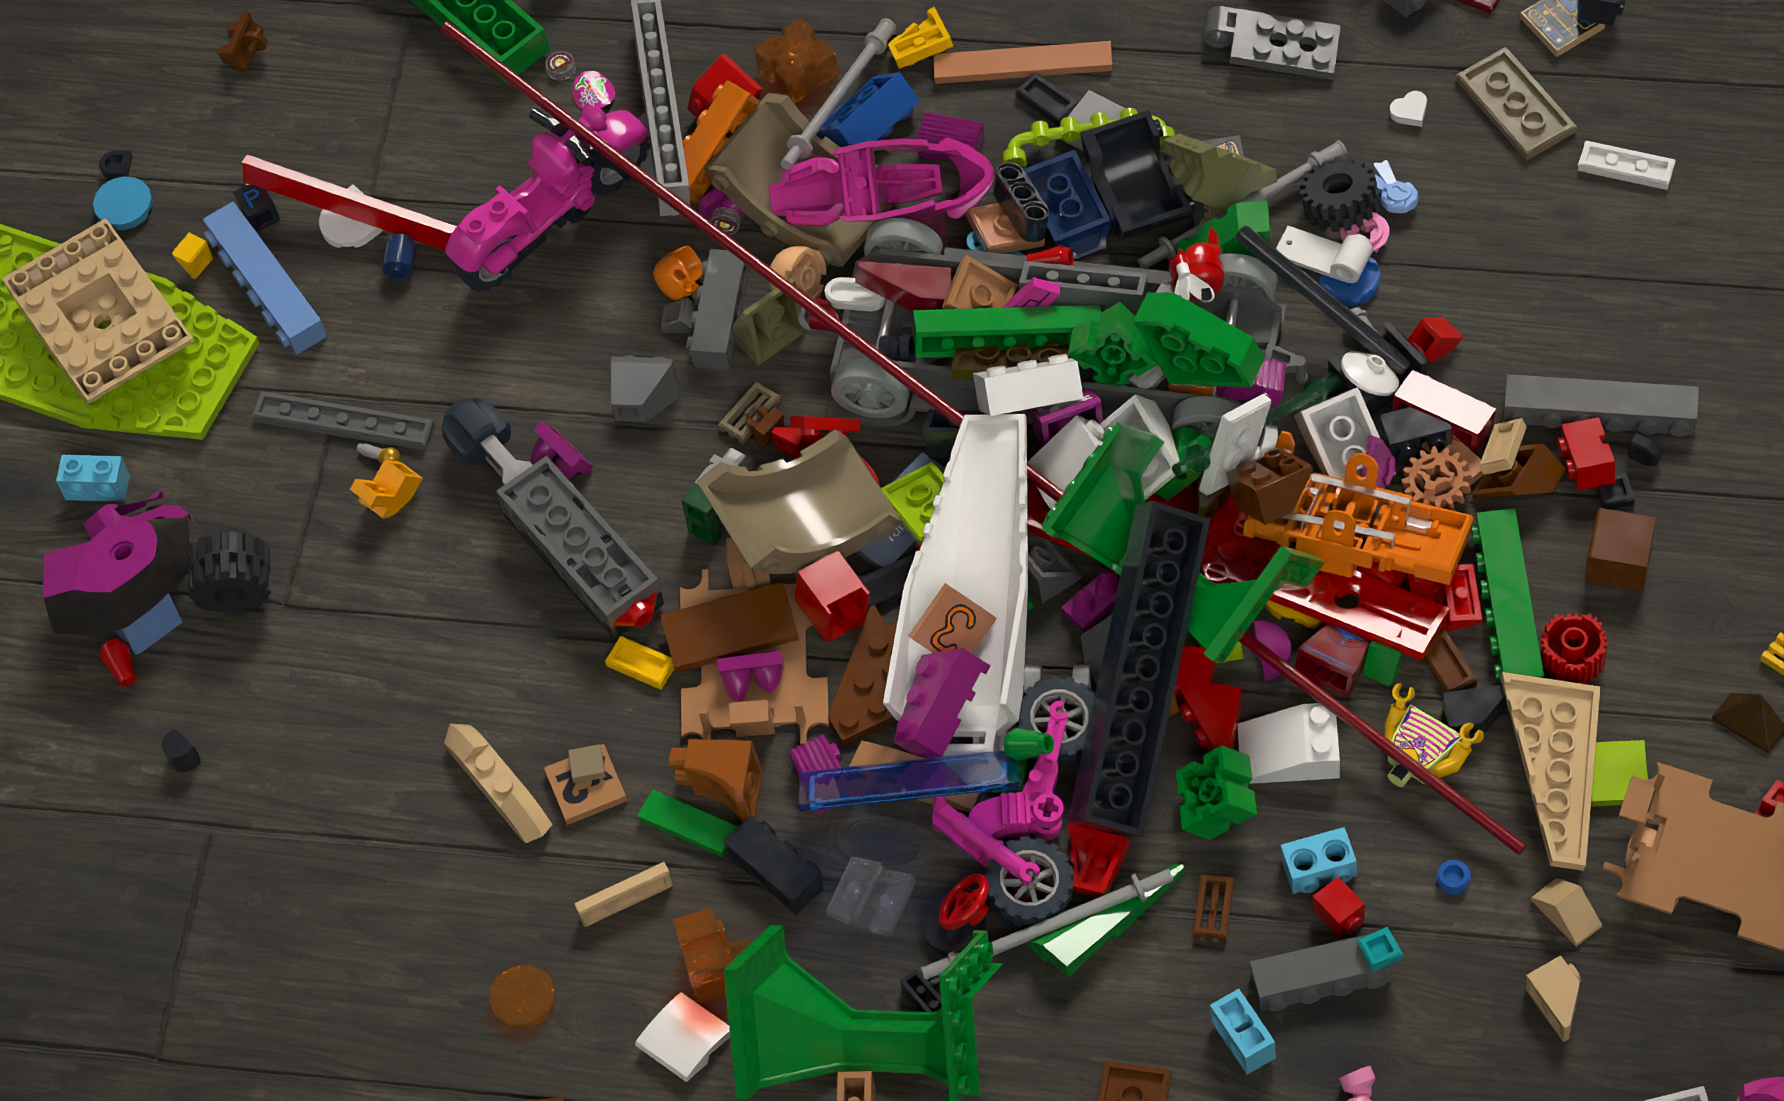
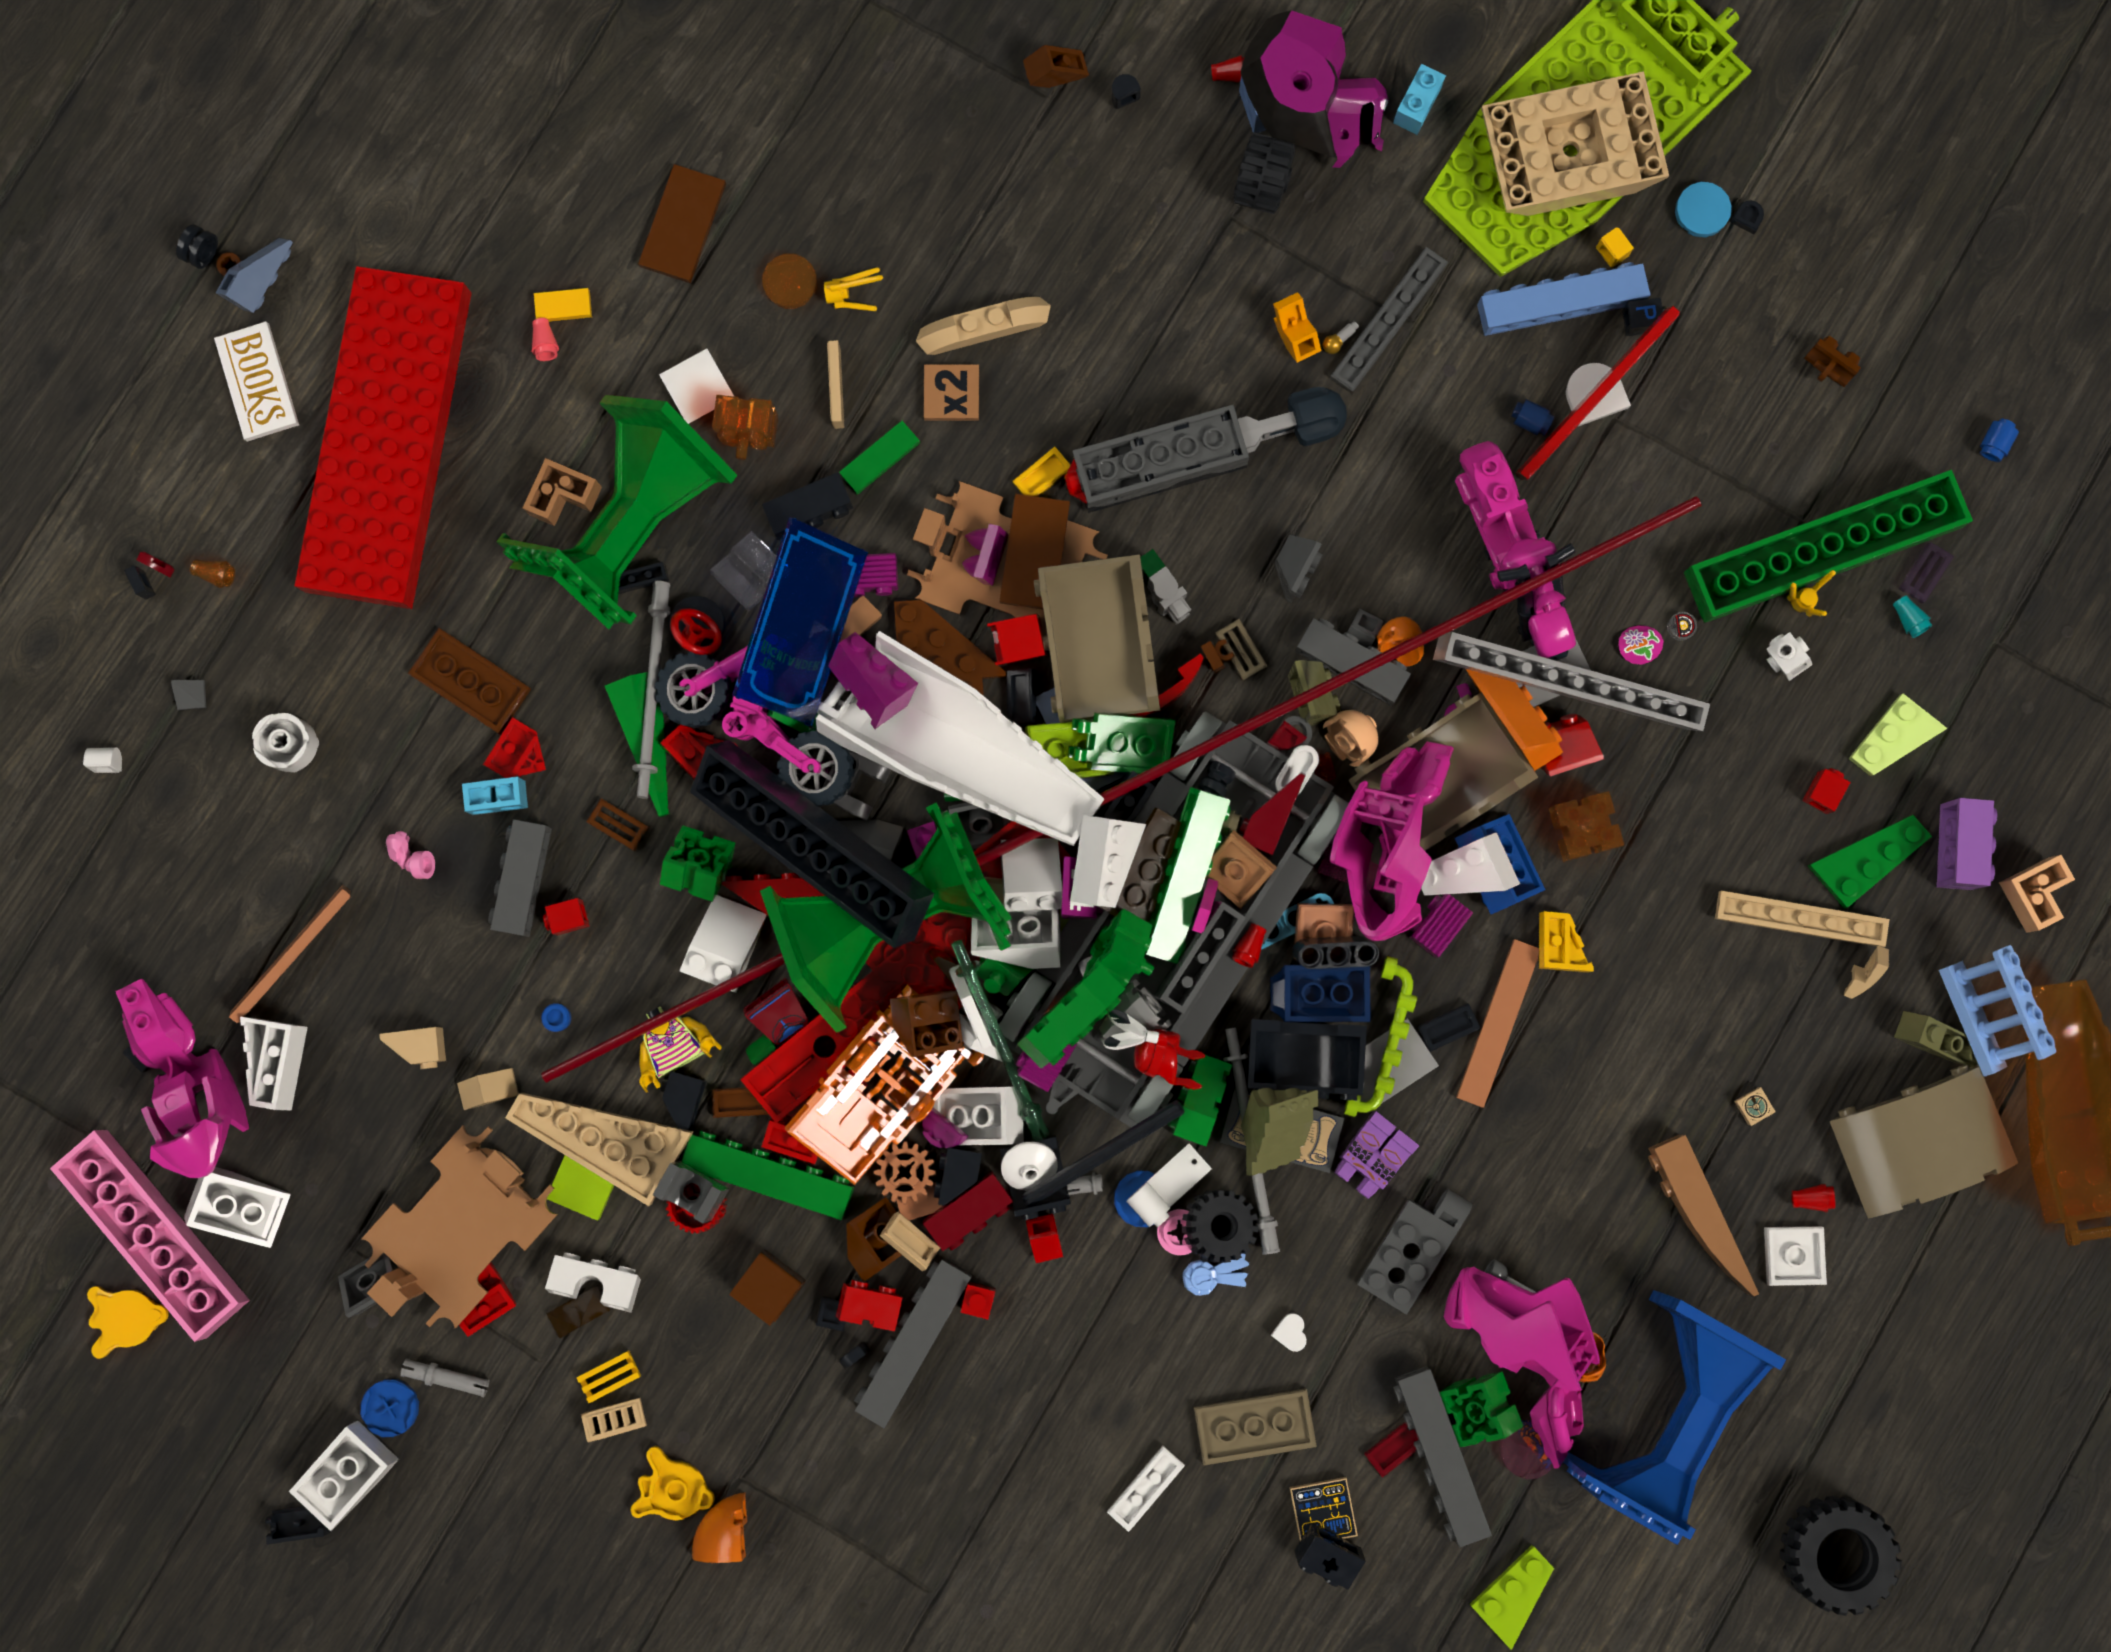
camera: 110 degrees right, 25 degrees up
(176, 830) = (1055, 66): none -> reddish brown slope
(516, 940) = (838, 290): none -> yellow plant
(552, 443) = (1279, 480): magenta tile -> none
(587, 763) = (962, 396): dark tan tile -> none
(720, 771) = (898, 494): dark orange hips -> none
(726, 219) = (1443, 702): tile -> none
(812, 425) = (1181, 696): red wing -> none
(874, 43) = (1573, 901): light grey bar -> none
(883, 113) = (1471, 869): none -> white wedge
(897, 458) = (1123, 742): none -> green tile
(952, 623) = (926, 714): nougat tile -> none
(1025, 744) = (790, 728): green cone -> none
(1183, 1043) = (516, 752): none -> red slope
(1202, 105) = (1374, 1164): none -> medium lavender hips
(1316, 853) = (620, 920): medium azure brick -> none
(1380, 949) = (505, 926): teal tile -> none
(1527, 359) = (978, 1300): none -> red brick
(1559, 626) = (674, 1189): none -> dark grey piece
(1715, 737) = (570, 1274): none -> white arch

